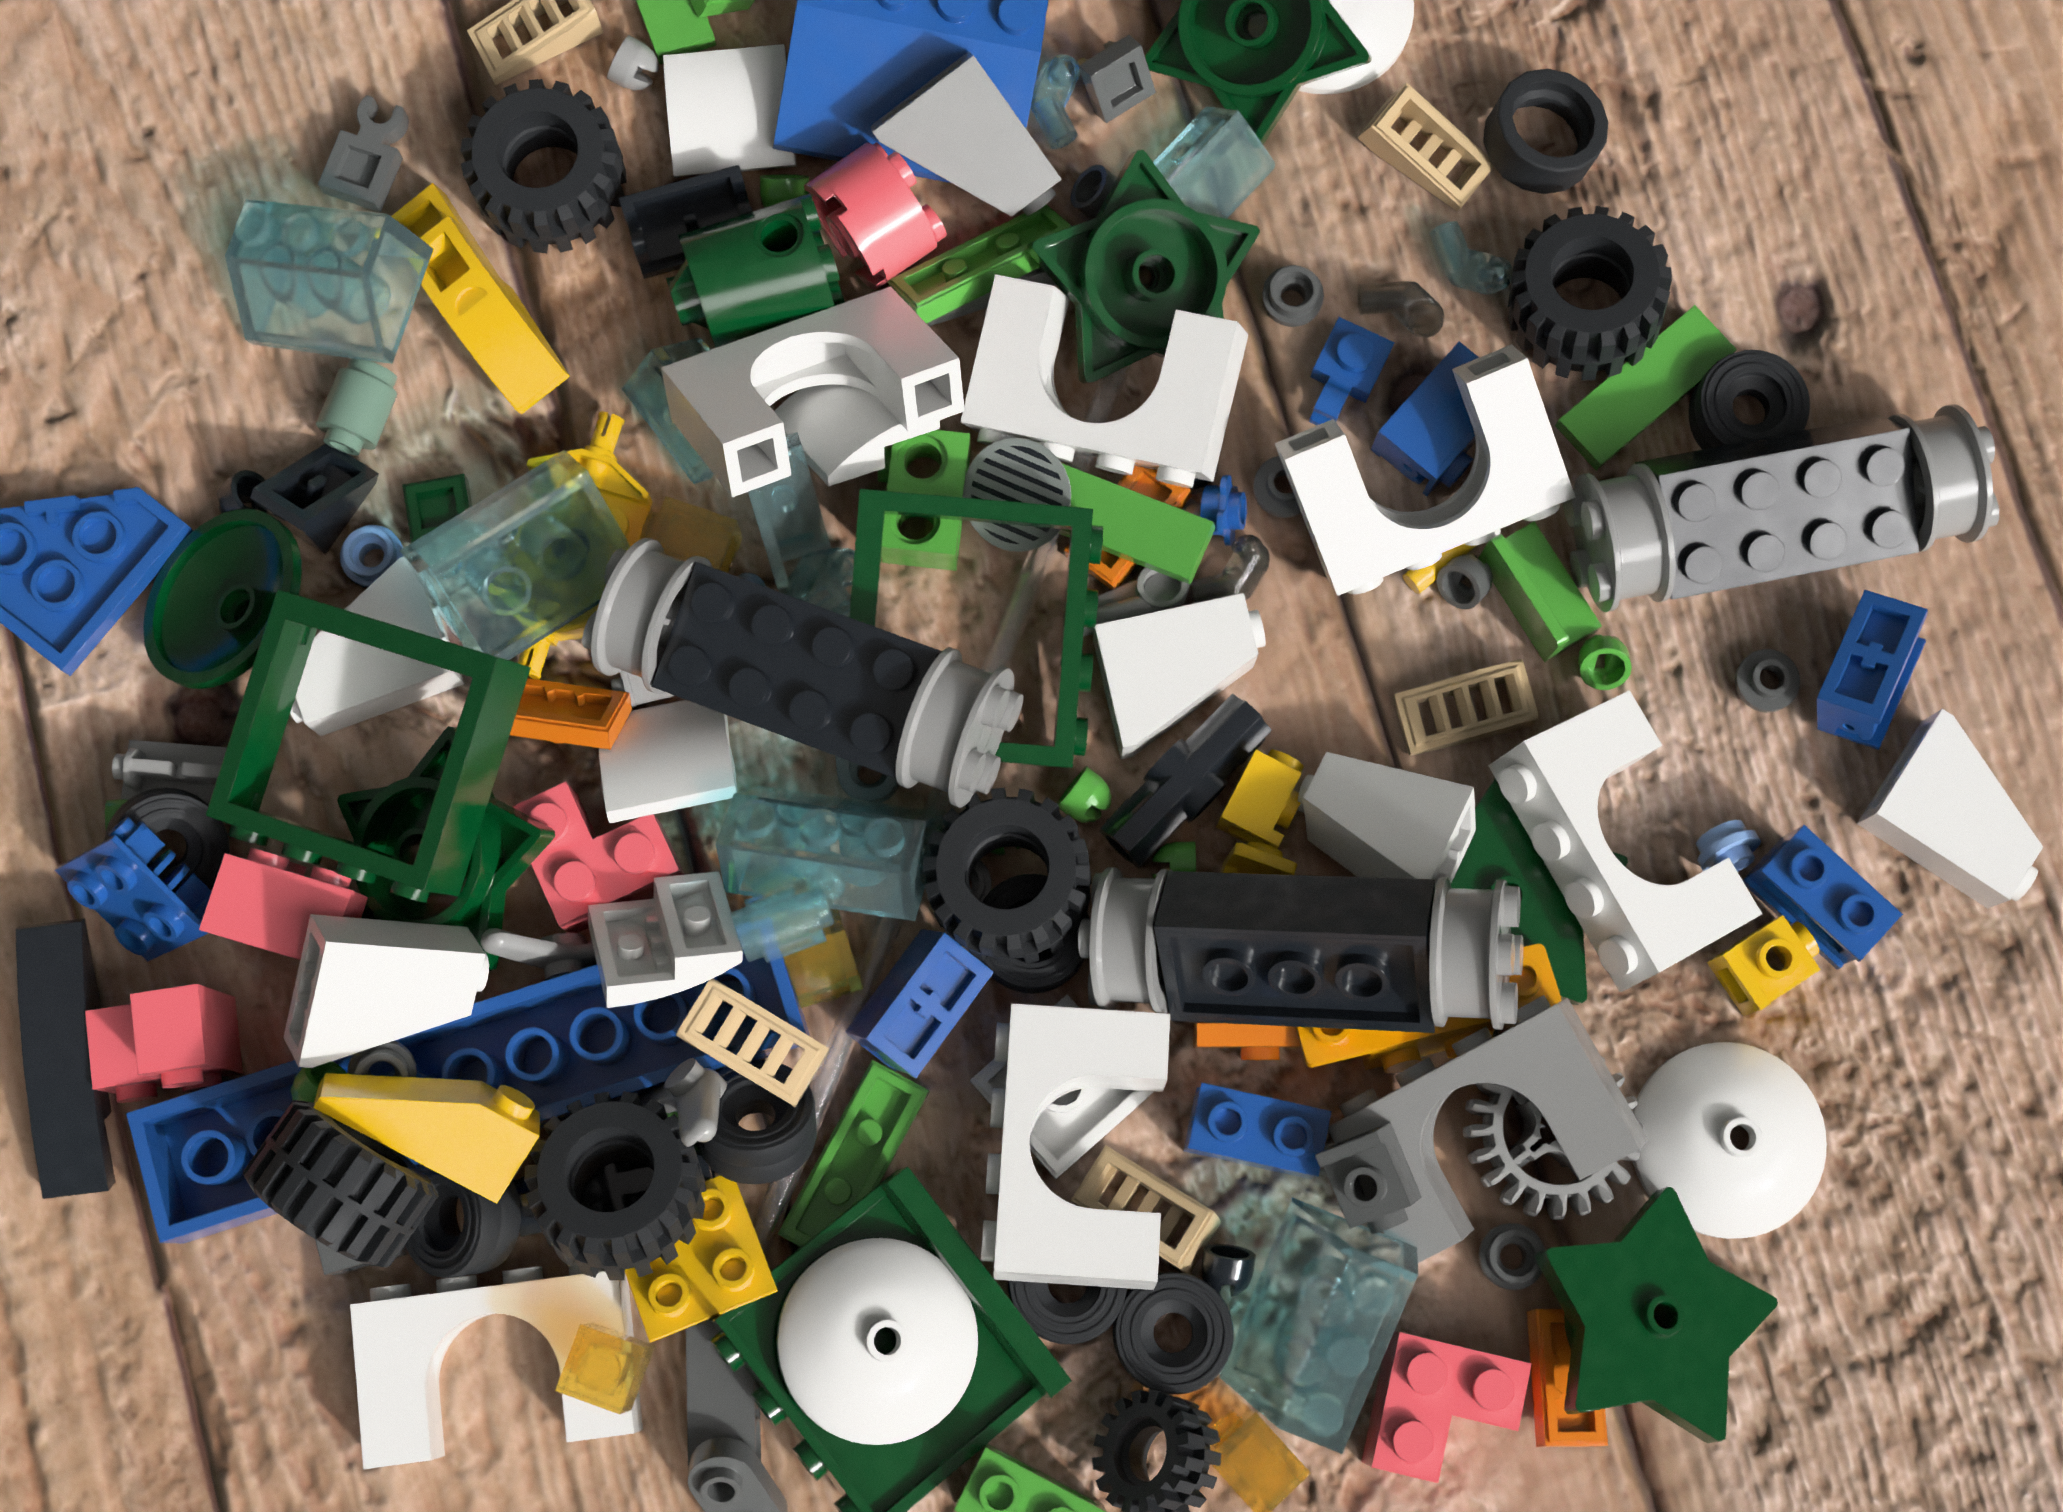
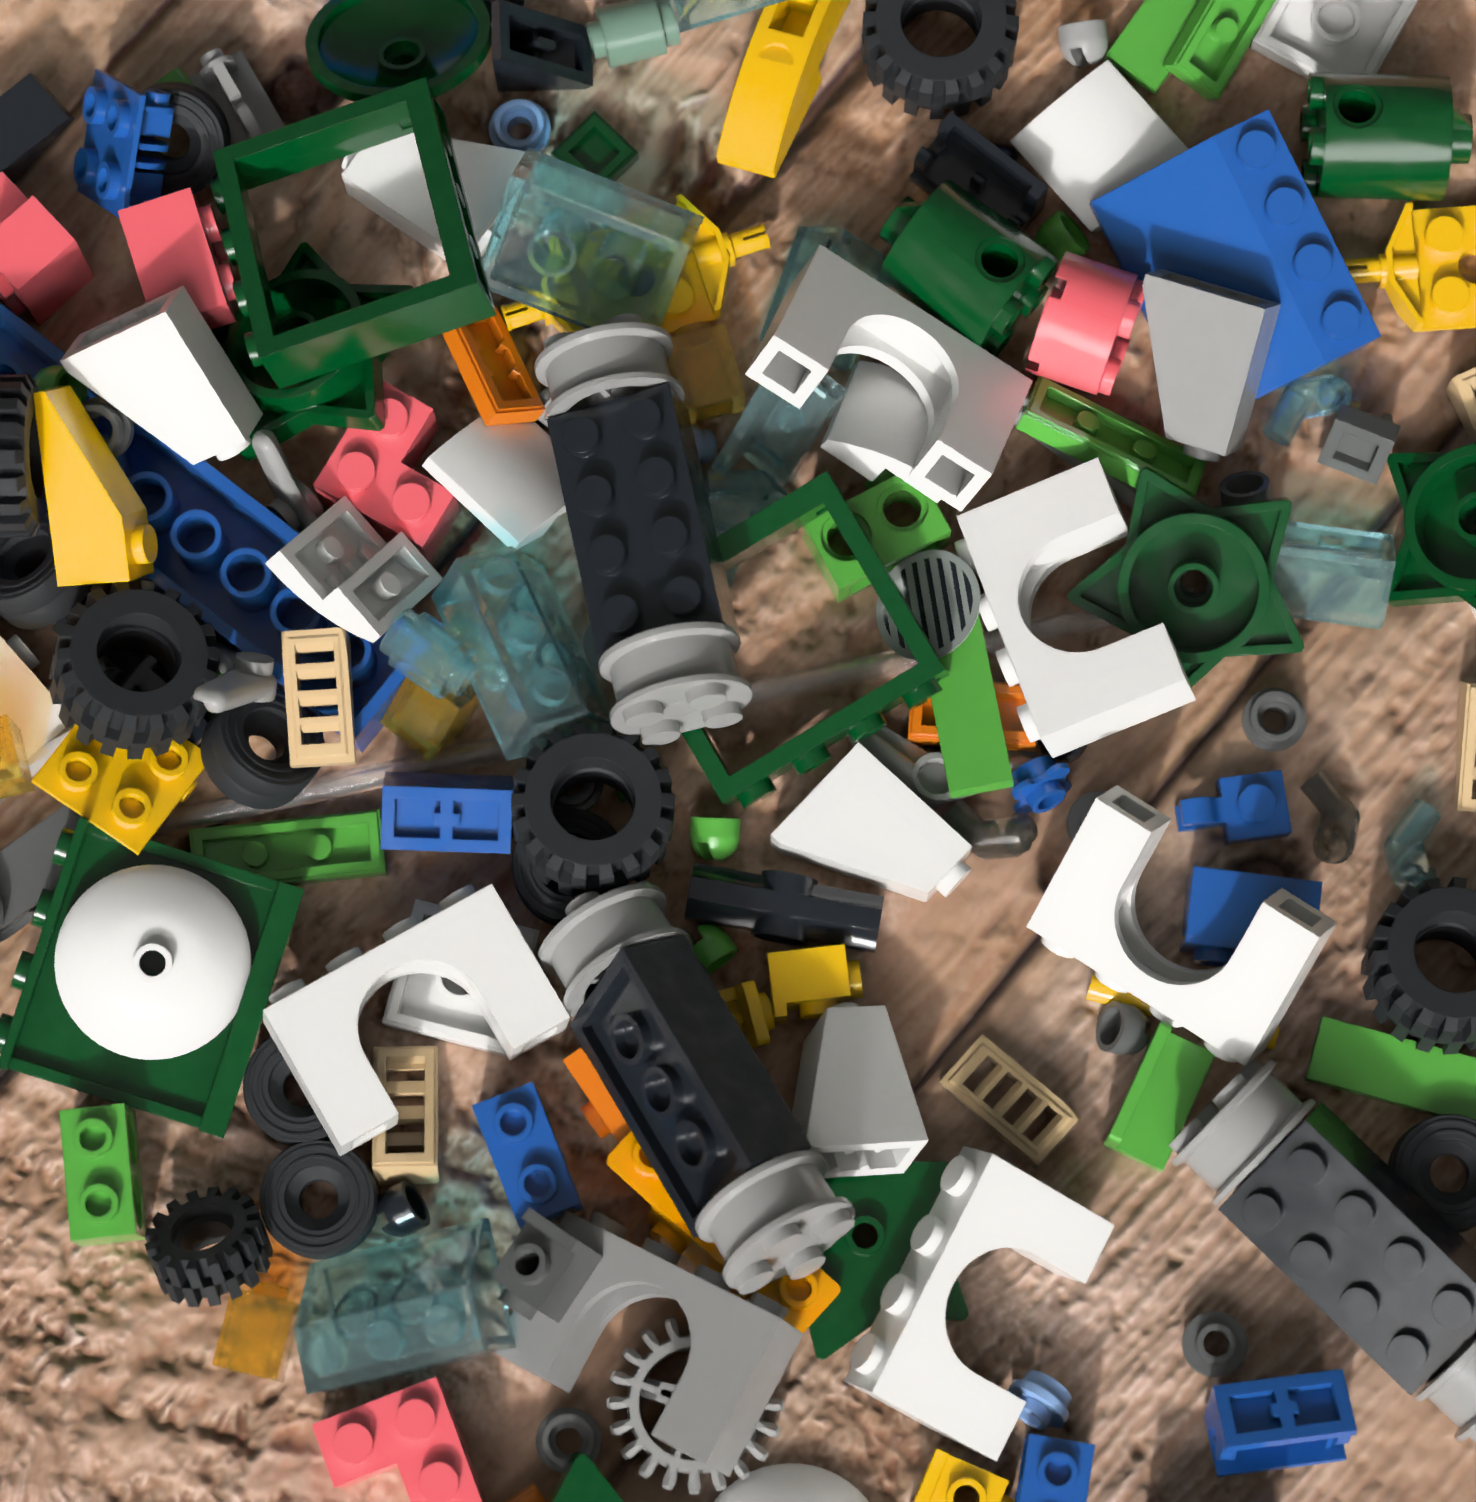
camera: 60 degrees right, 0 degrees up
(1616, 667) = (1119, 1199): bright green hinge -> none

